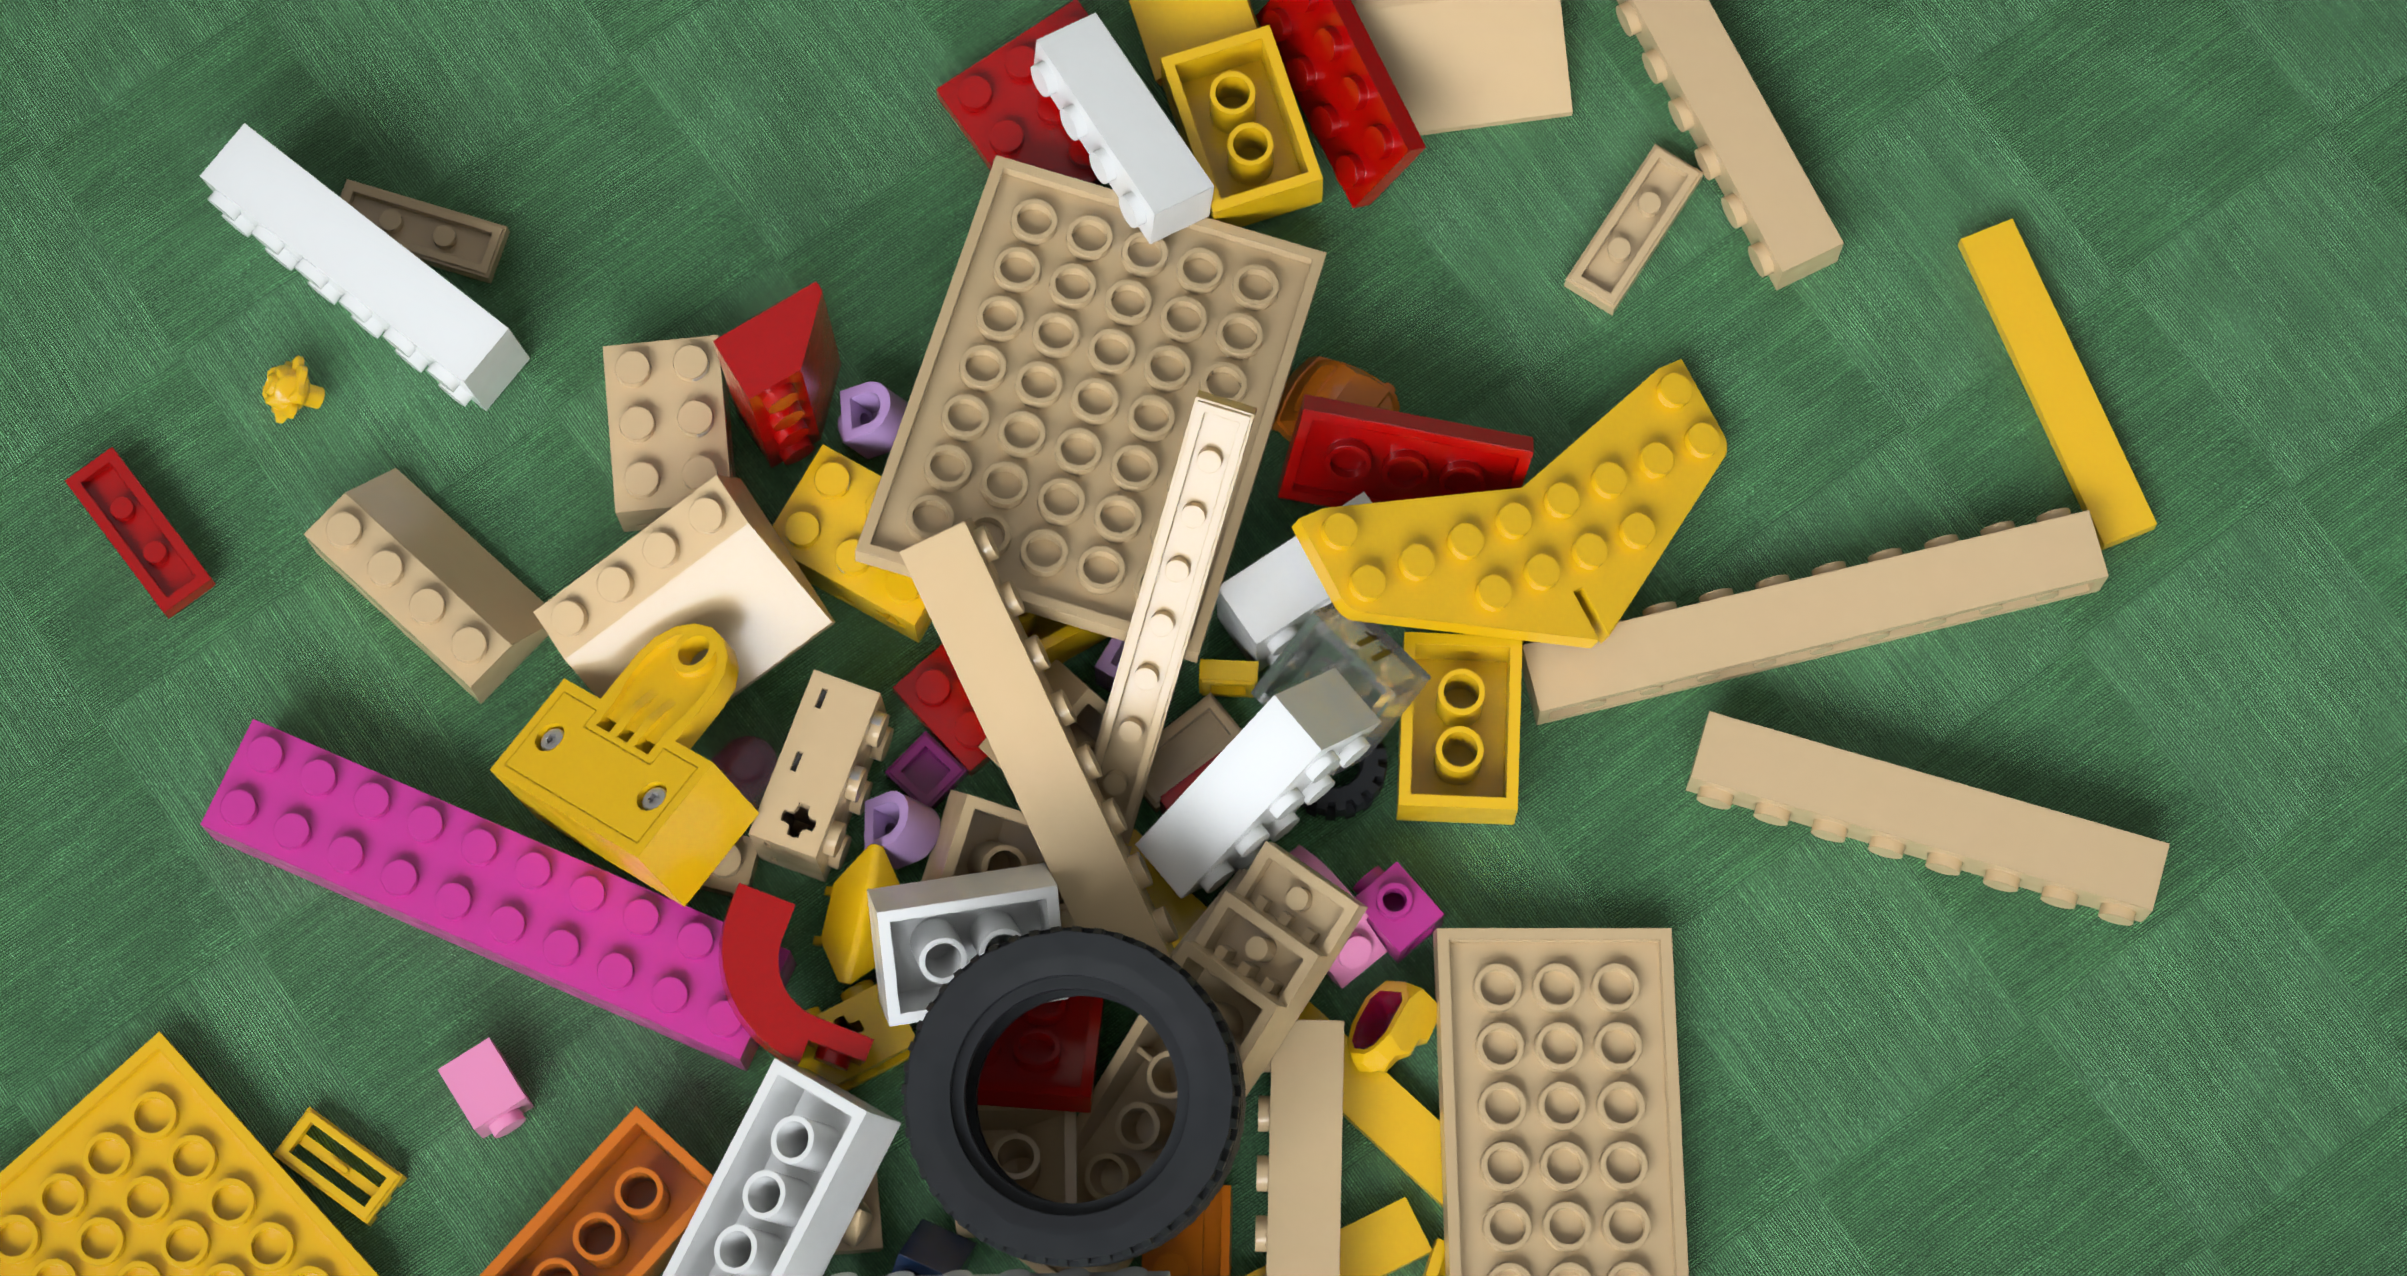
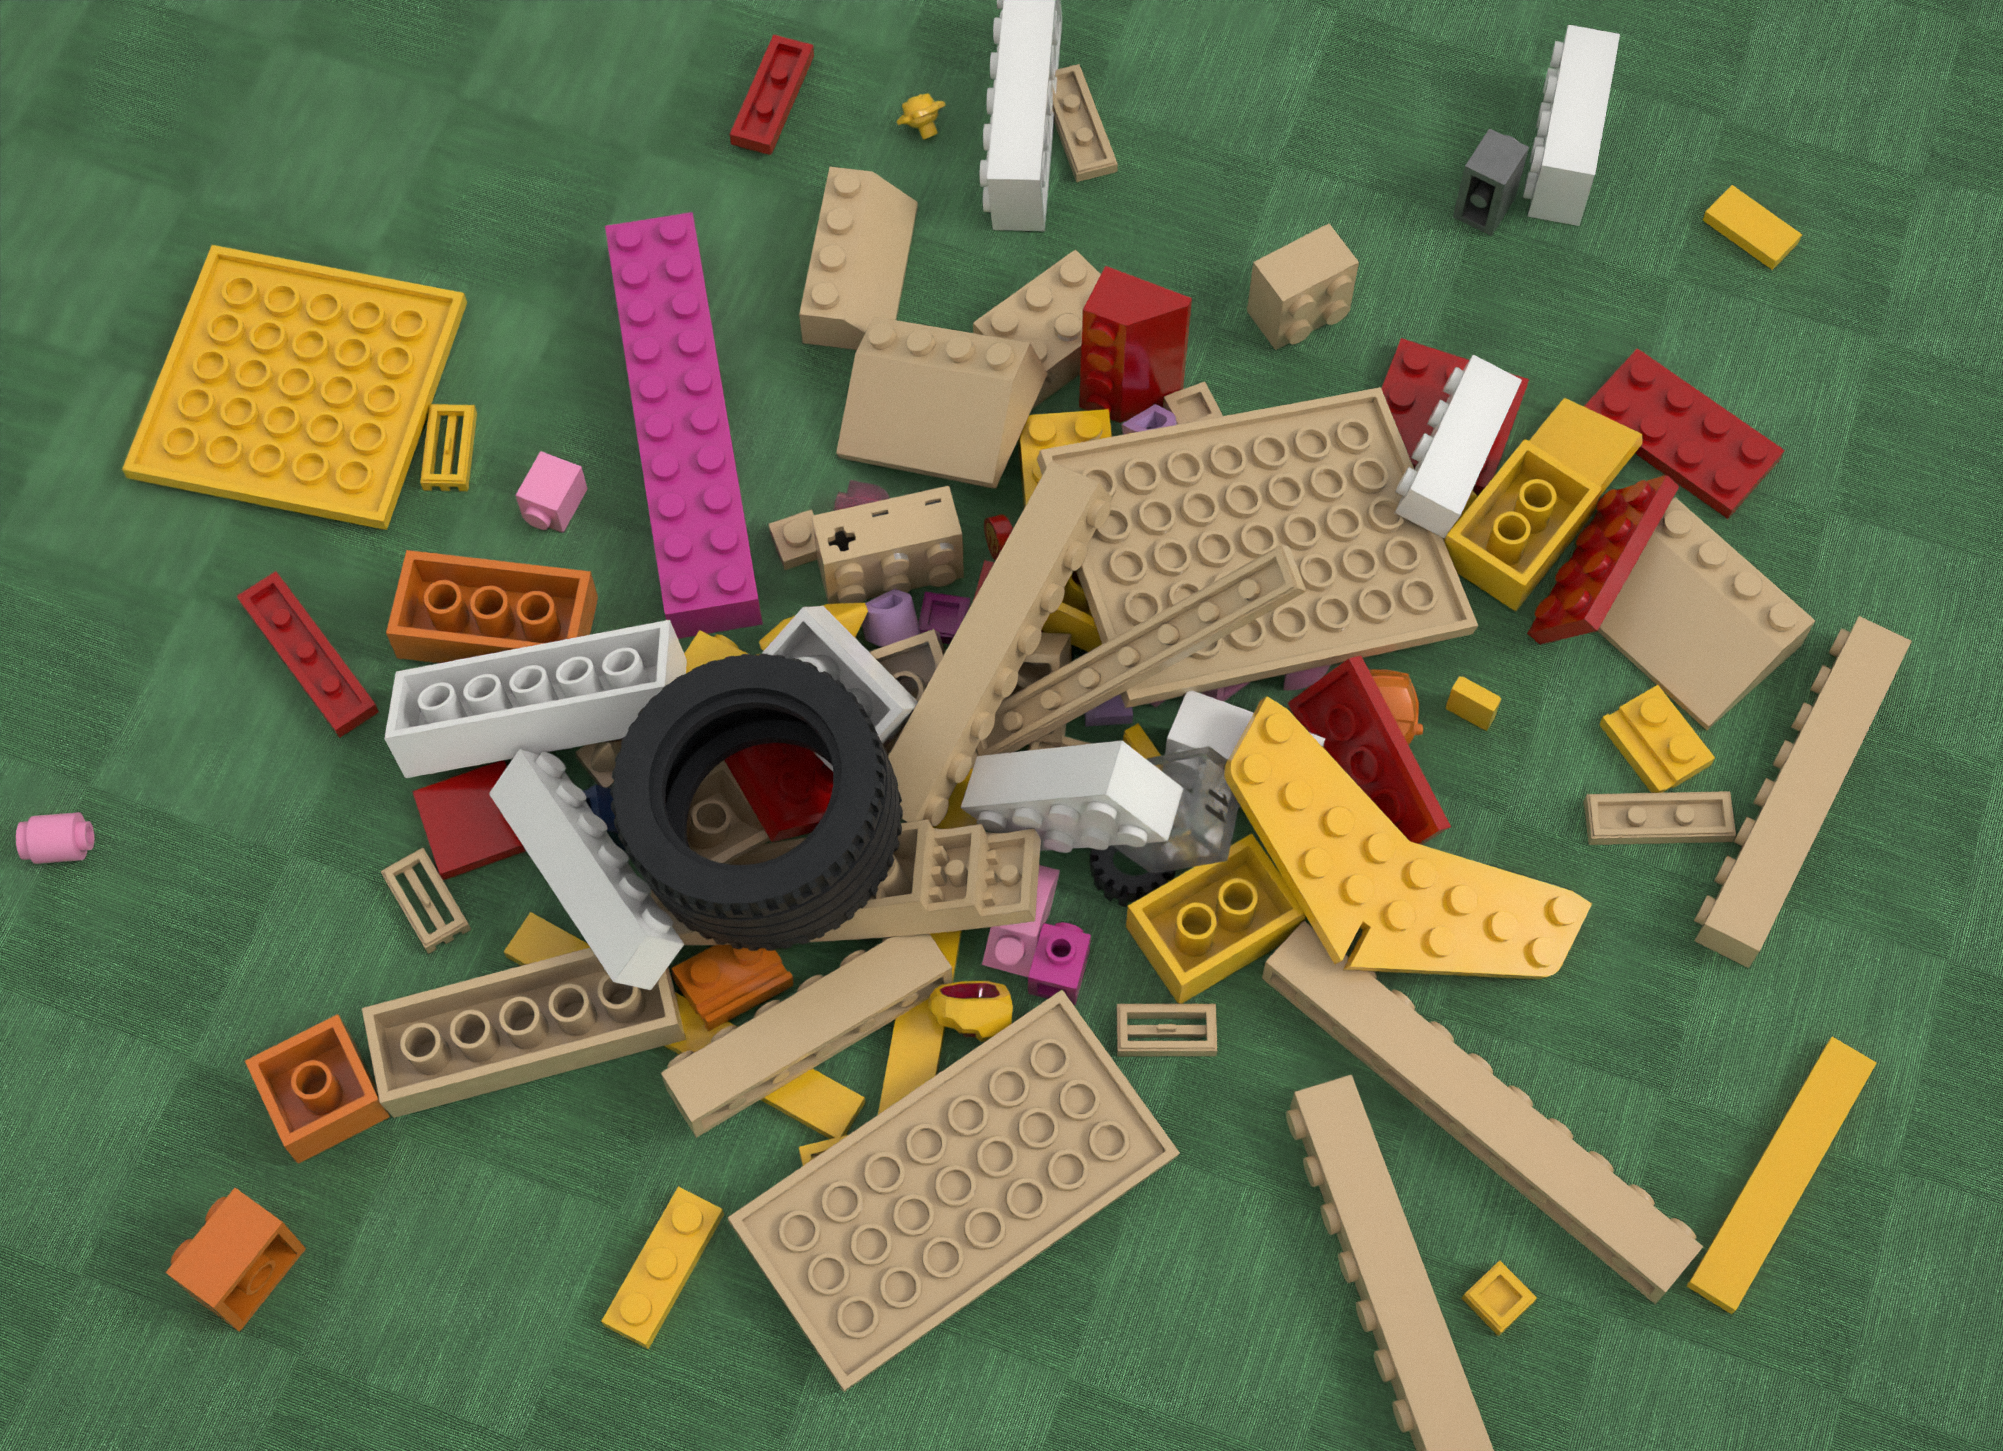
camera: 55 degrees right, 10 degrees down
(623, 766) = (792, 427): yellow brick -> none
(756, 992) = (718, 576): red arch -> none
(818, 147) = (1302, 287): none -> tan brick
(869, 355) = (1192, 404): none -> tan plate
(879, 654) = (996, 532): none -> red tile
(1397, 316) = (1473, 703): none -> yellow tile
(1503, 895) = (1166, 1048): none -> tan tile
(1553, 171) = (1657, 741): none -> yellow plate
(2002, 729) = (1499, 1298): none -> yellow tile

